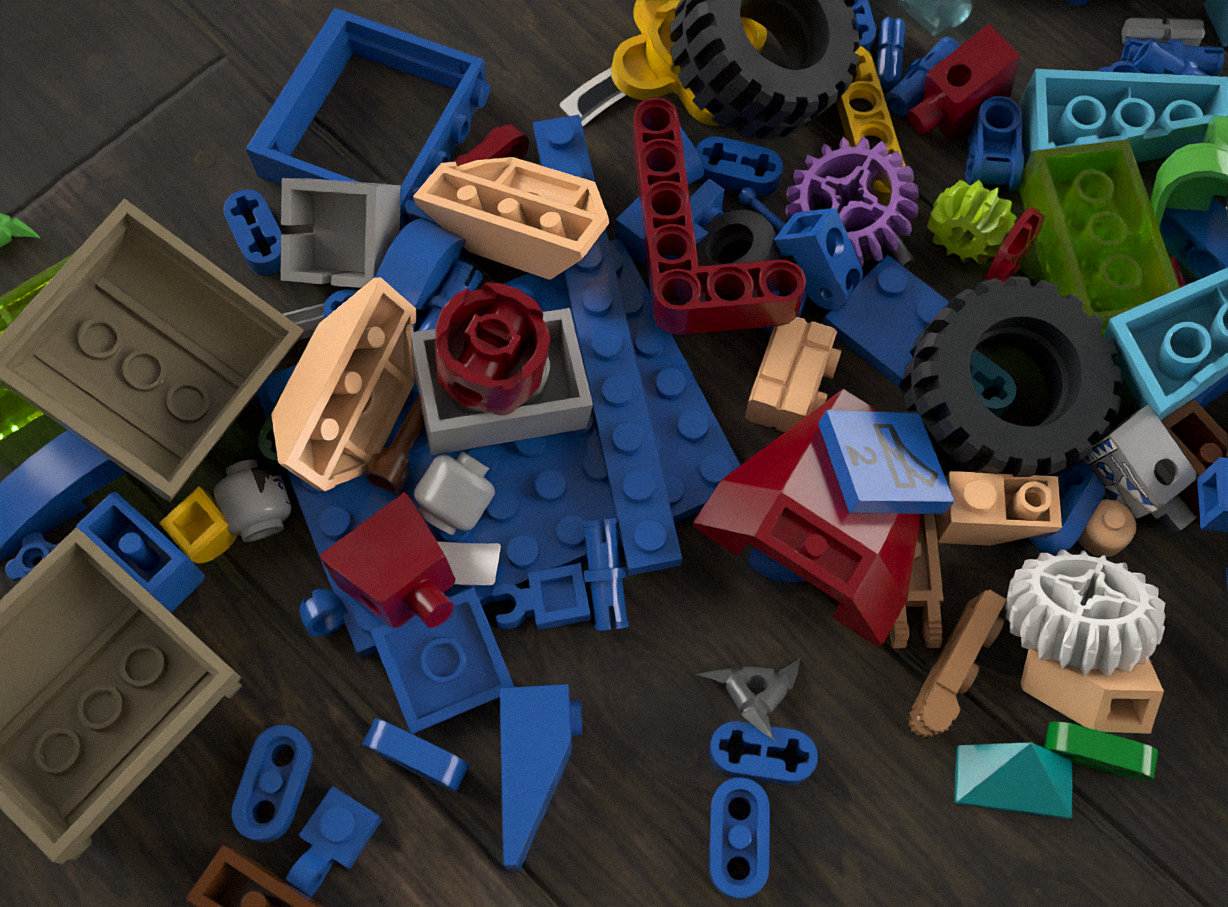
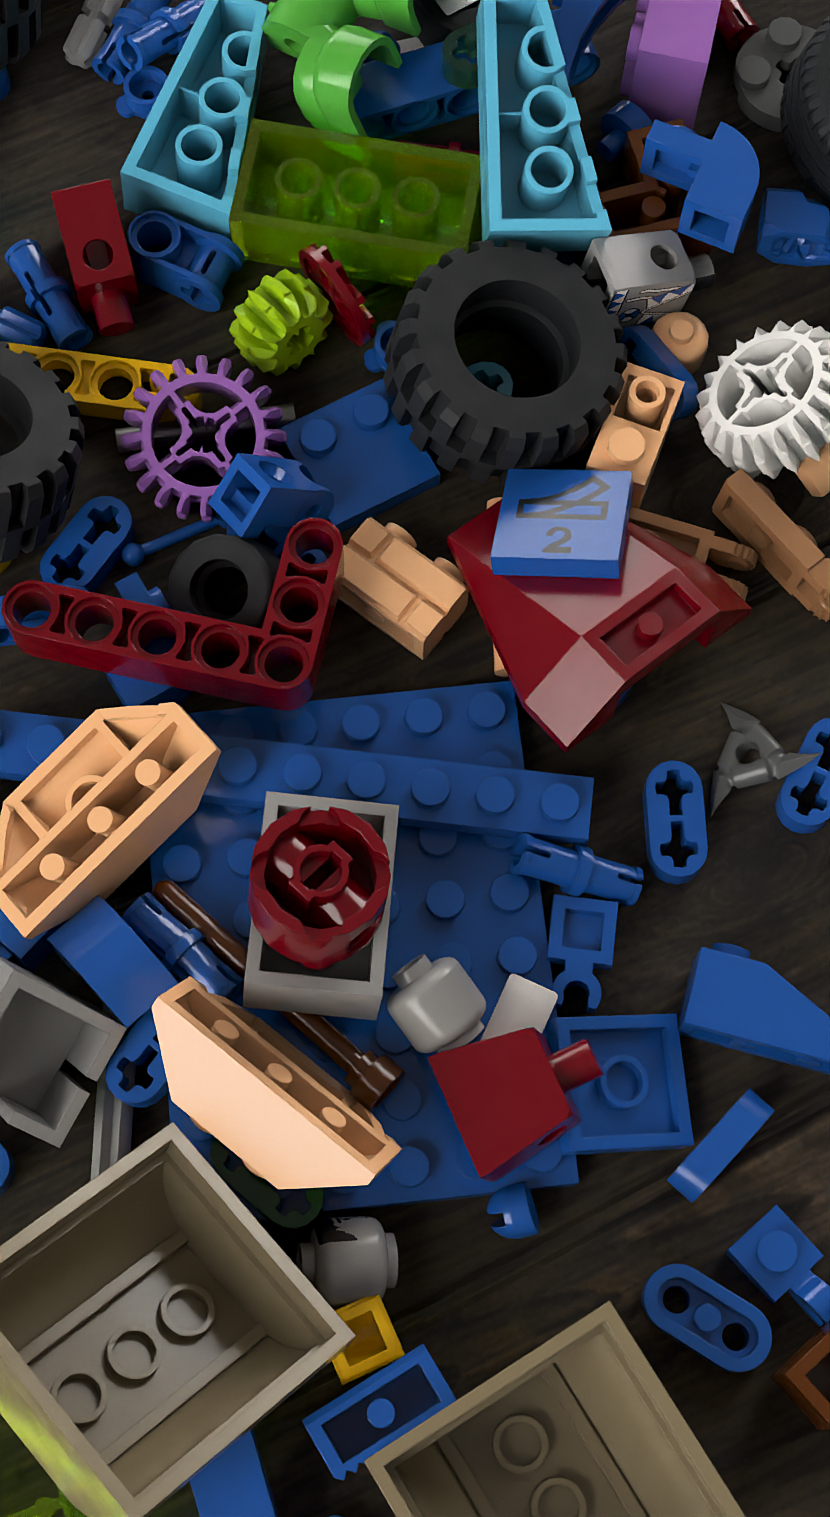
camera: 75 degrees left, 5 degrees up
(673, 633) = (689, 822): none -> blue beam

